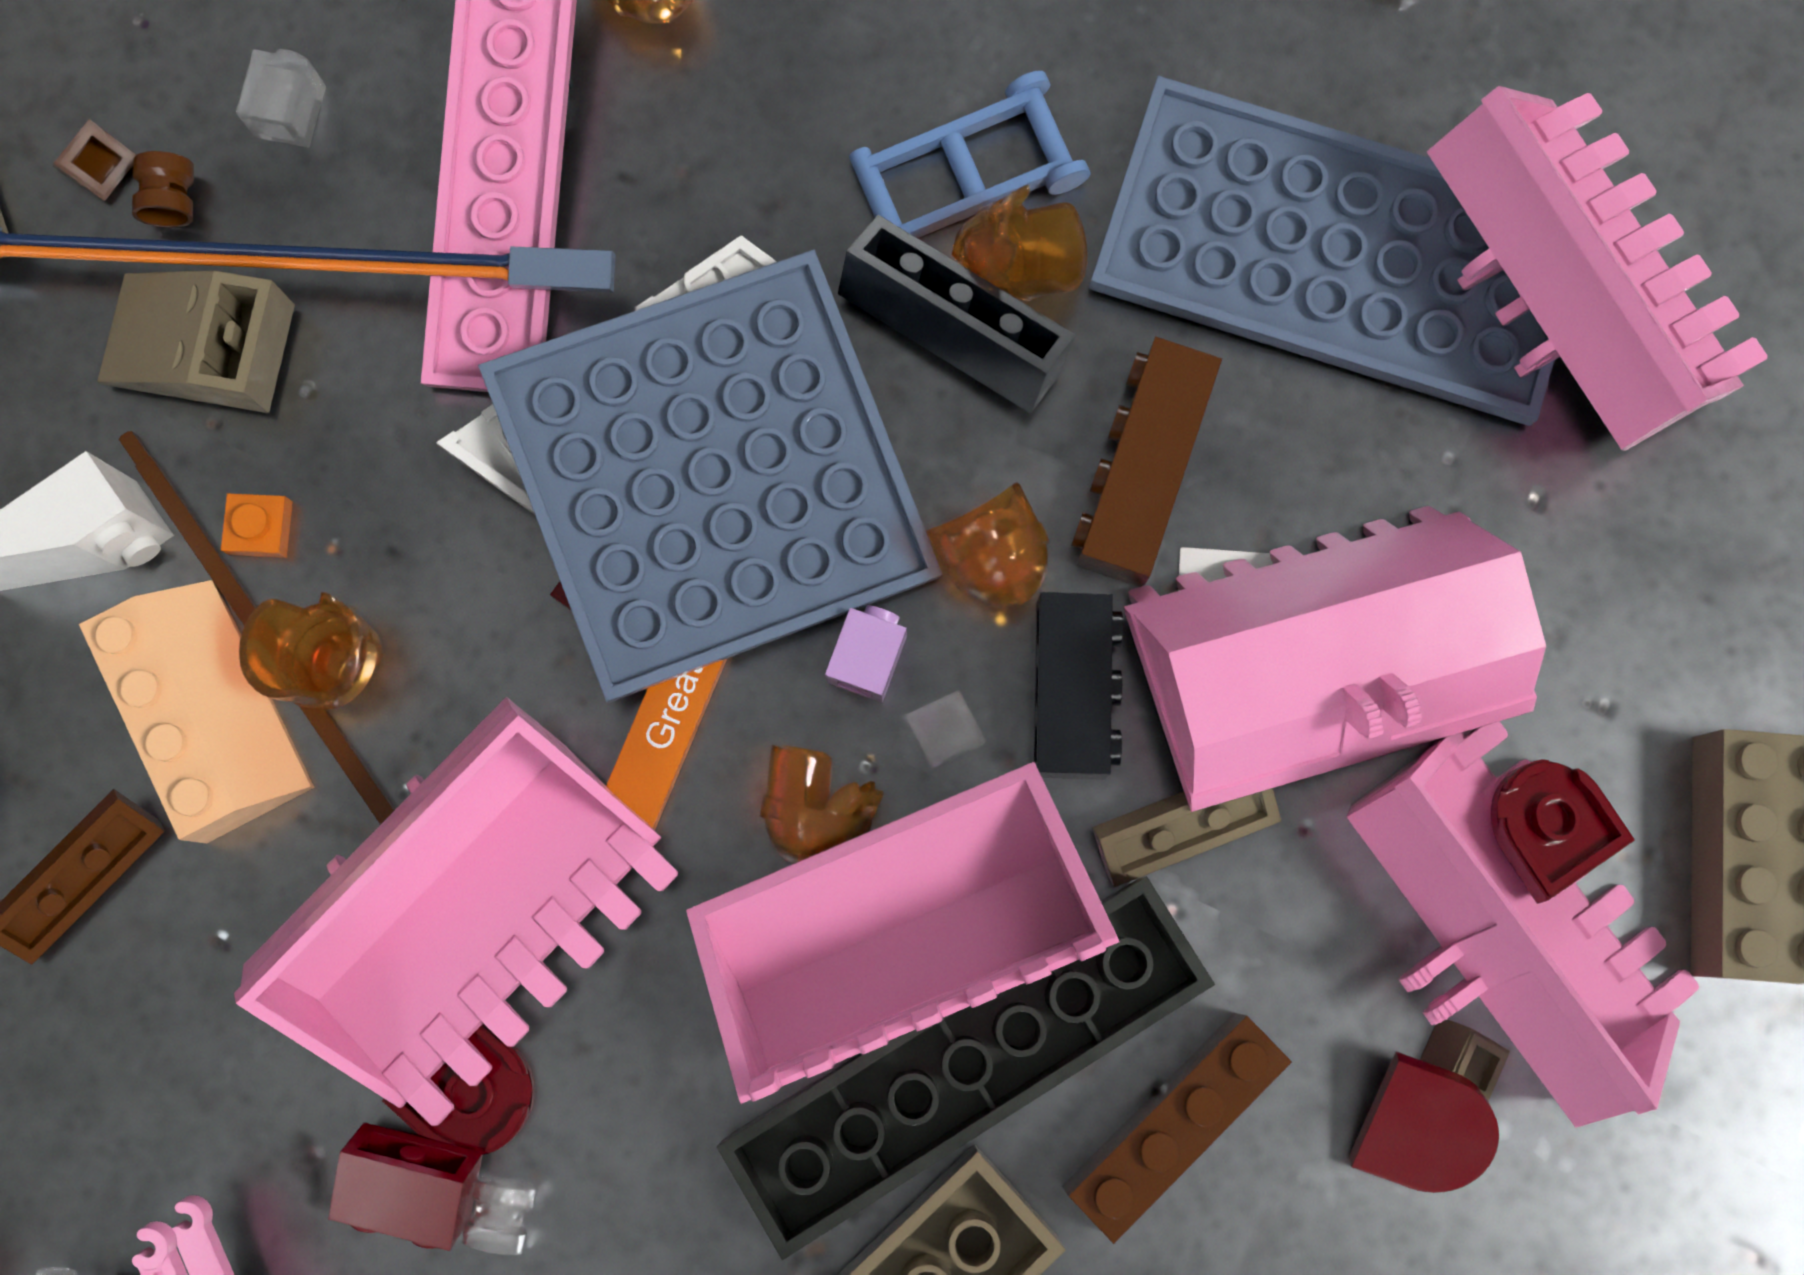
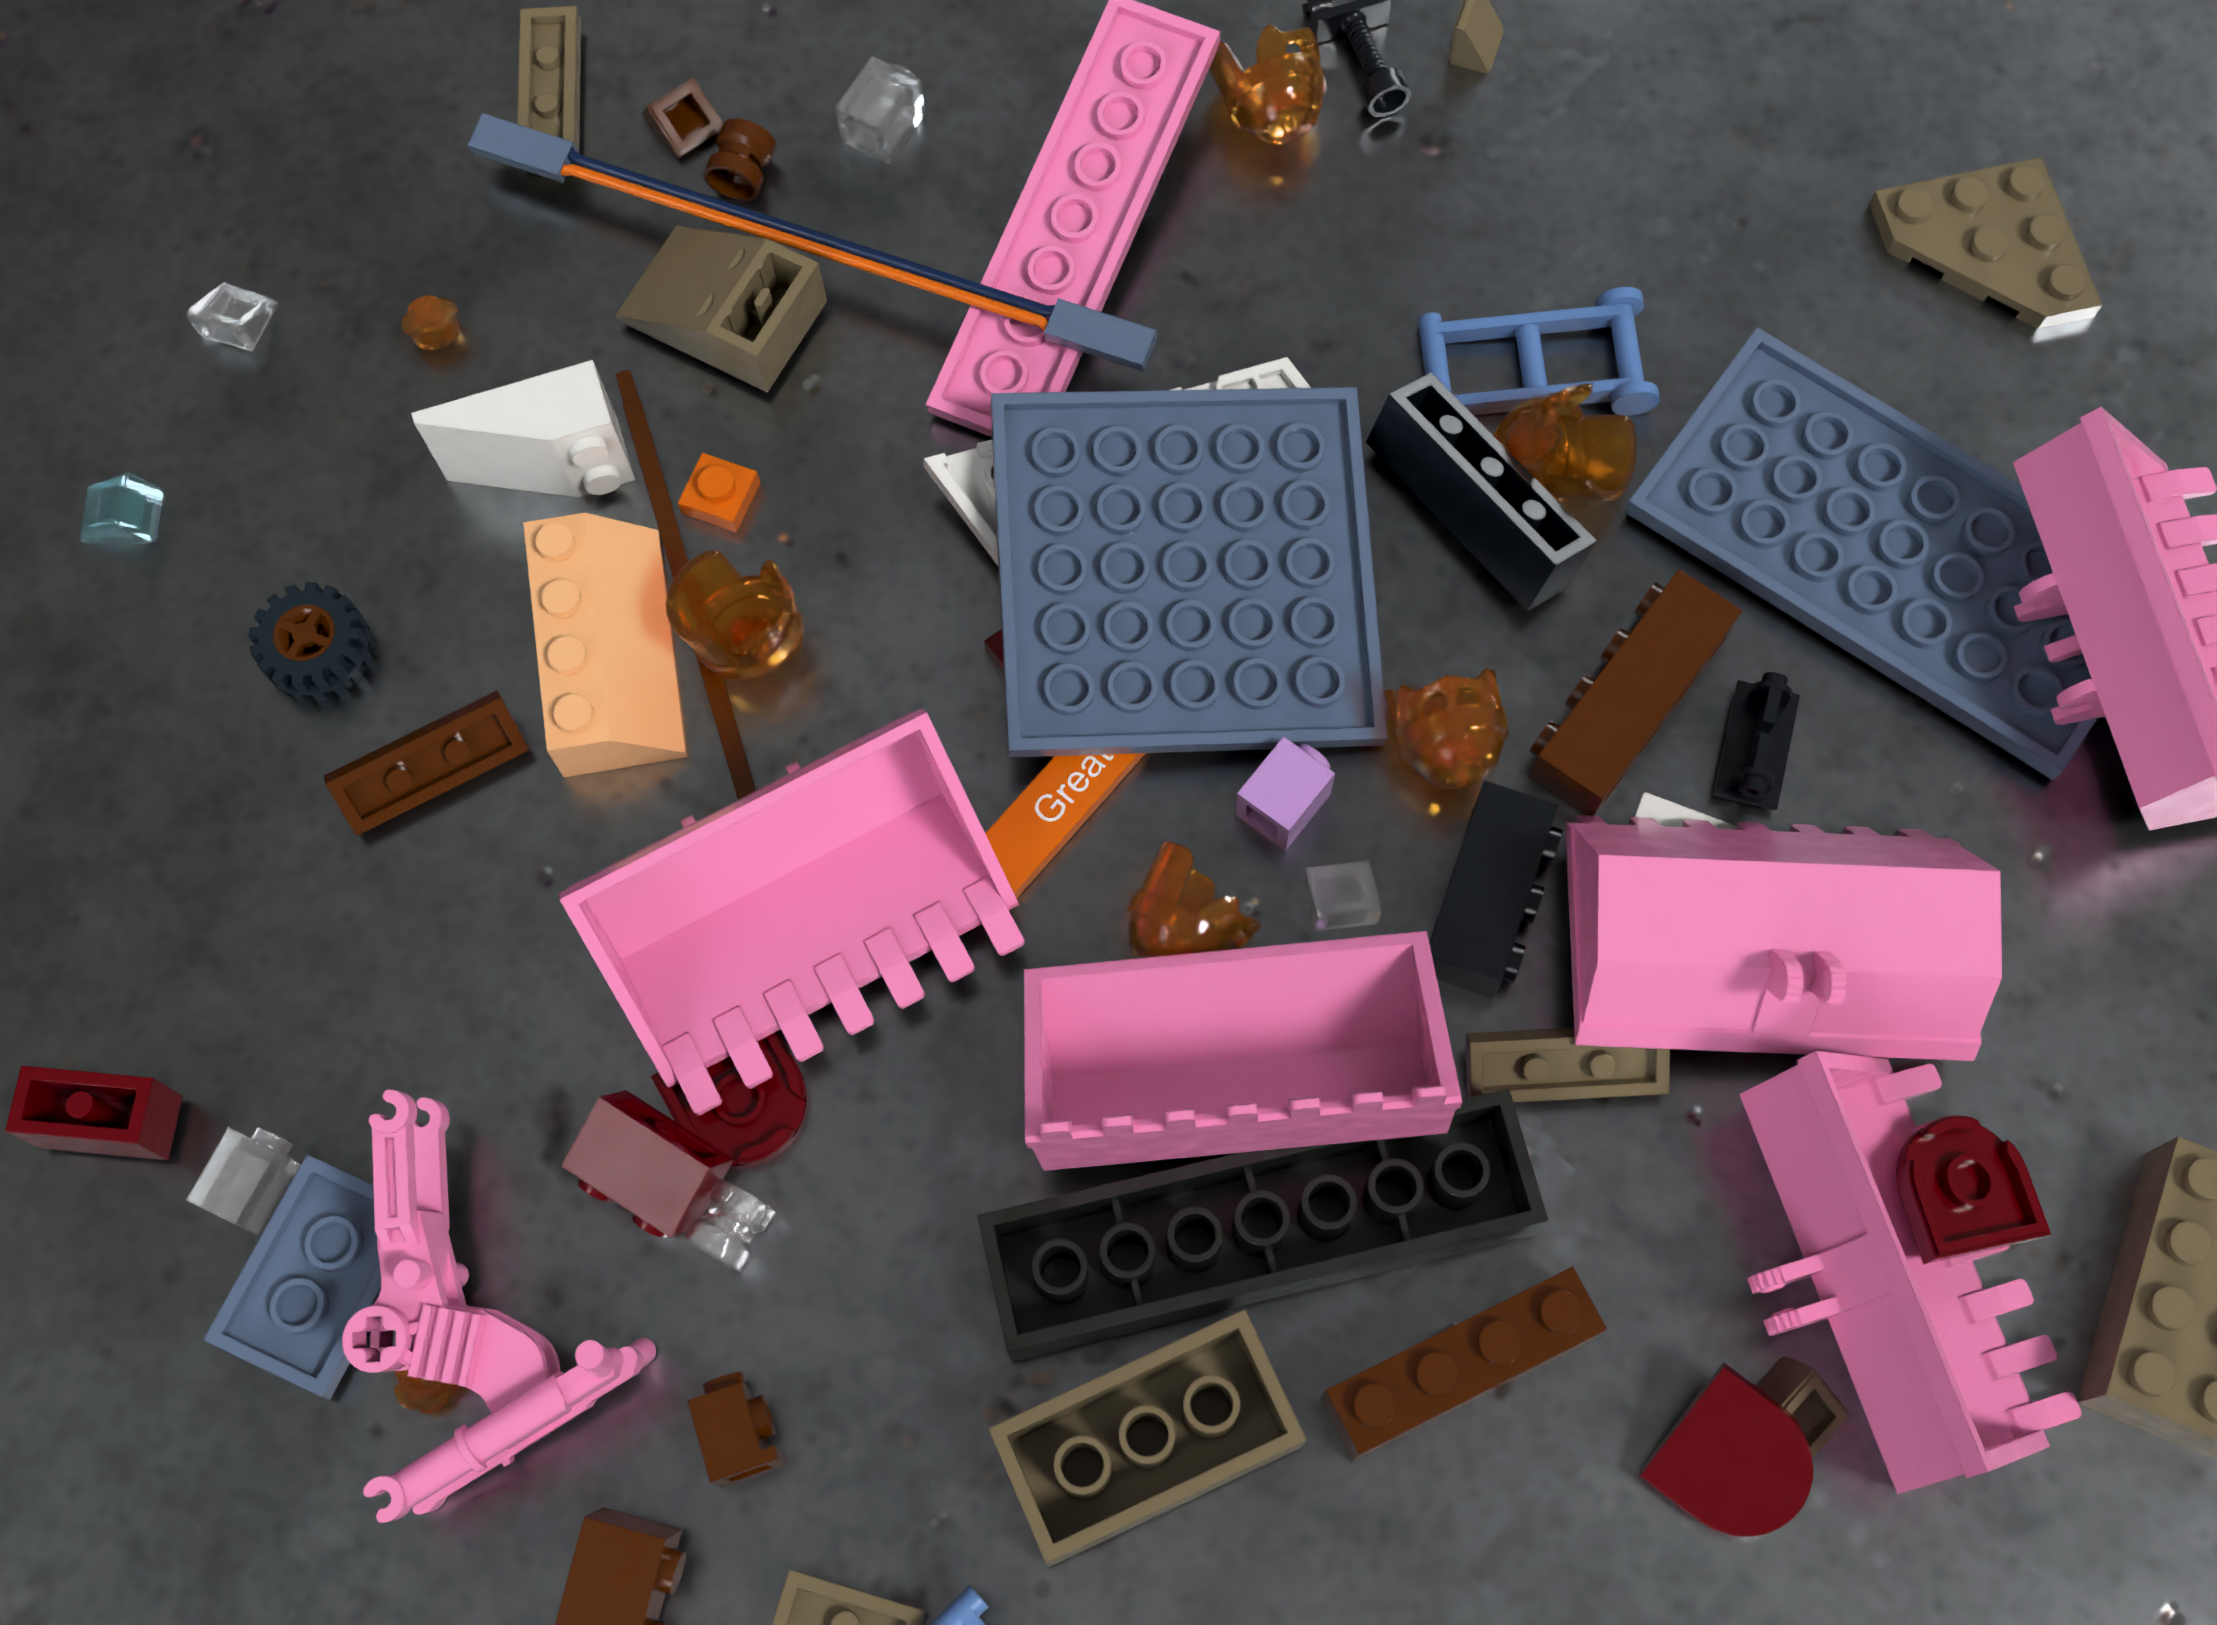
camera: 20 degrees right, 10 degrees down
(1266, 472) = (1757, 741): none -> black hinge

